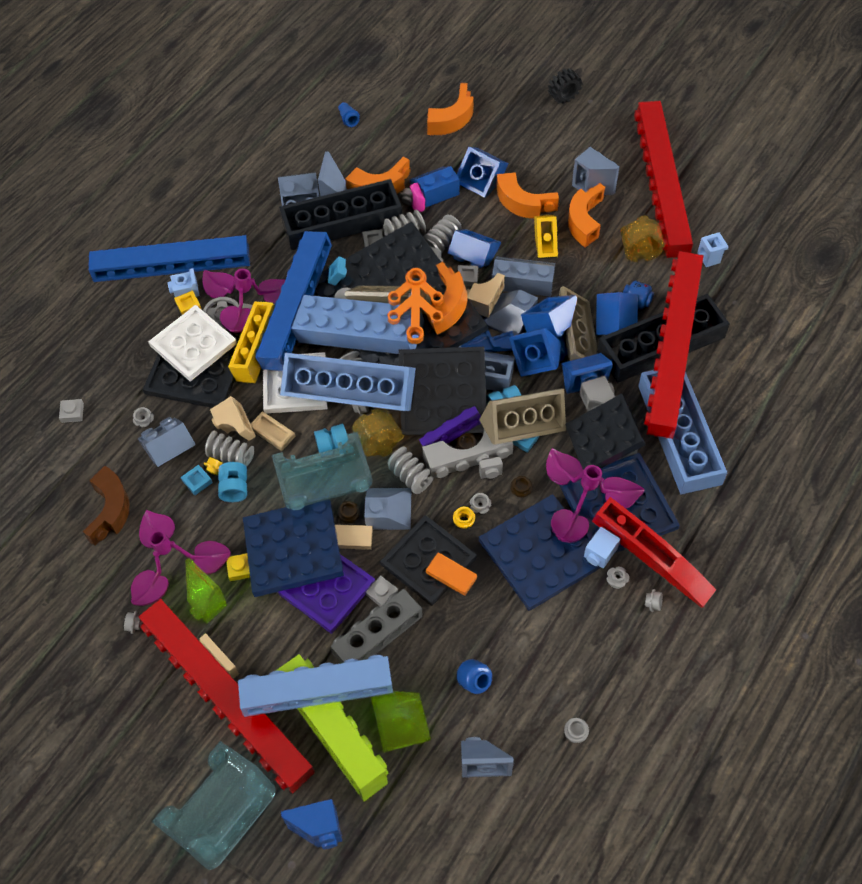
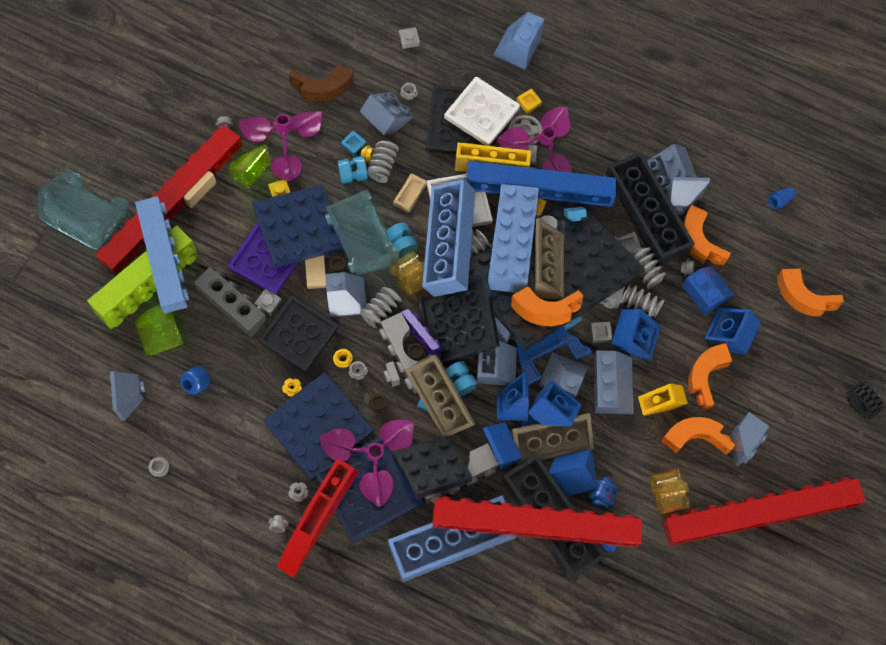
camera: 75 degrees right, 10 degrees up
(113, 296) = (521, 40): none -> medium blue slope
(169, 258) = (575, 77): blue brick -> none
(183, 283) = (548, 94): light blue brick -> none
(231, 417) = (414, 158): tan arch -> none
(315, 823) = (67, 278): blue slope -> none
(415, 302) = (525, 275): orange plant -> none
(418, 198) = (679, 276): dark pink arm -> none
(451, 574) = (283, 351): orange tile -> none
(486, 295) = (571, 348): tan arch -> none
(492, 579) = (291, 382): none -> yellow plate
(601, 547) = (314, 470): light blue brick -> none
(712, 248) = (671, 563): light blue brick -> none

